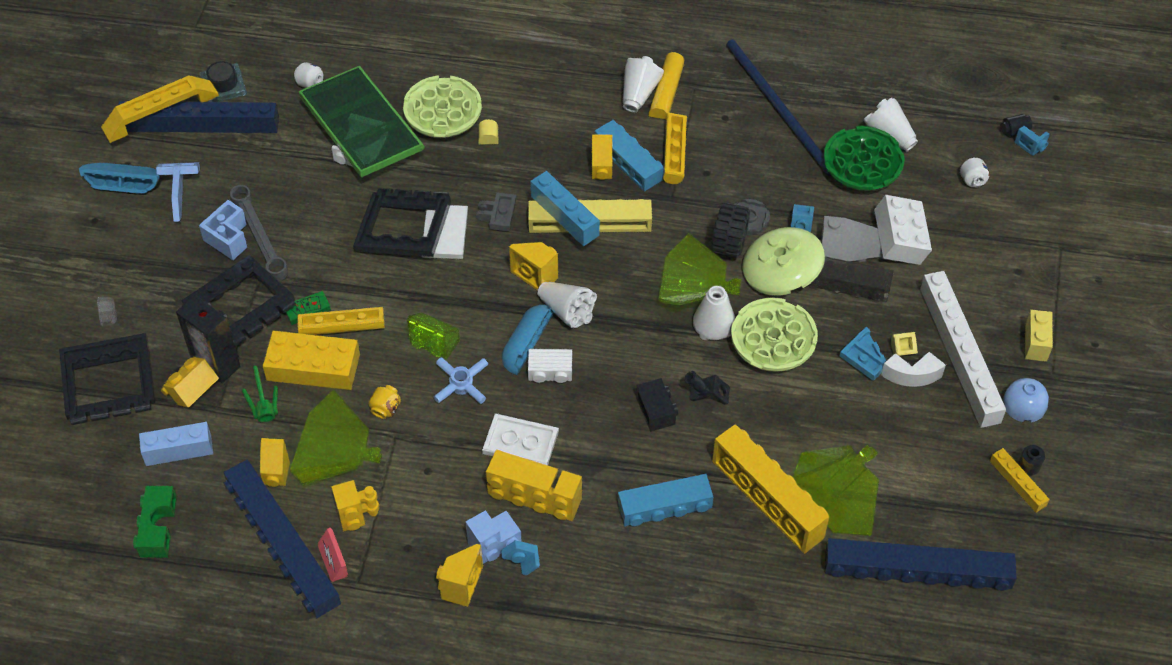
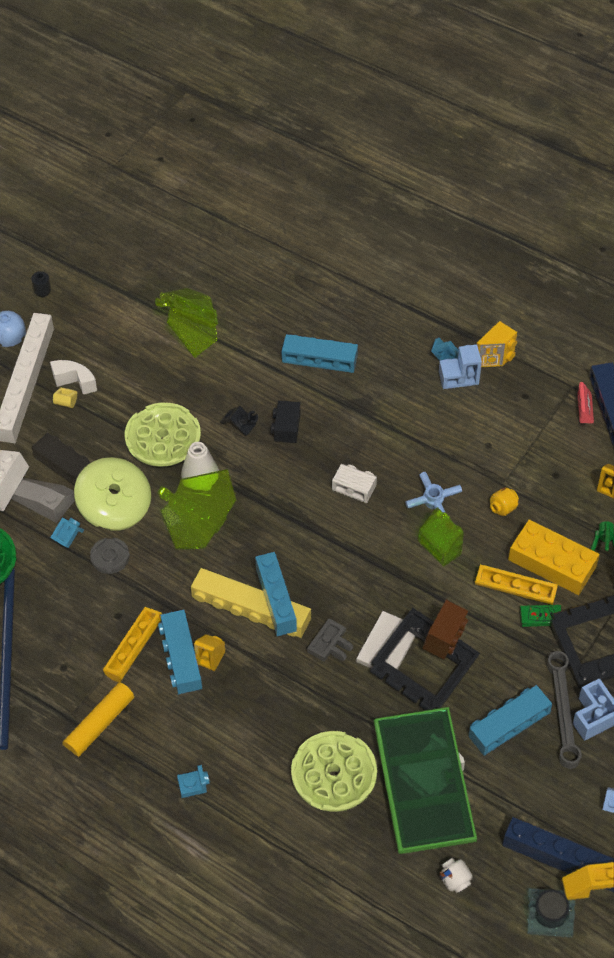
camera: 155 degrees left, 0 degrees up
(304, 202) = (510, 719): none -> dark azure brick
(332, 442) = (562, 480): clear neon green panel -> none
(353, 504) = (562, 424): yellow brick -> none
(388, 227) = (446, 630): none -> reddish brown brick
(488, 132) = (300, 732): light yellow brick -> none
(521, 438) = (406, 439): white tile -> none
(525, 337) = (360, 518): dark azure brick -> none
(531, 483) = (414, 387): yellow piece -> none
(534, 263) = (325, 563): yellow slope -> none
(558, 71) = (193, 782): none -> dark azure bracket
(568, 302) = (314, 525): white cone -> none
(639, 82) = (124, 722): white cone -> none
(730, 230) = (141, 526): black tyre -> none
(770, 488) = (241, 326): yellow brick -> none
(864, 355) = (100, 402): dark azure wing -> none
(920, 564) = (169, 254): dark blue brick -> none
(1019, 480) = (57, 282): yellow piece -> none

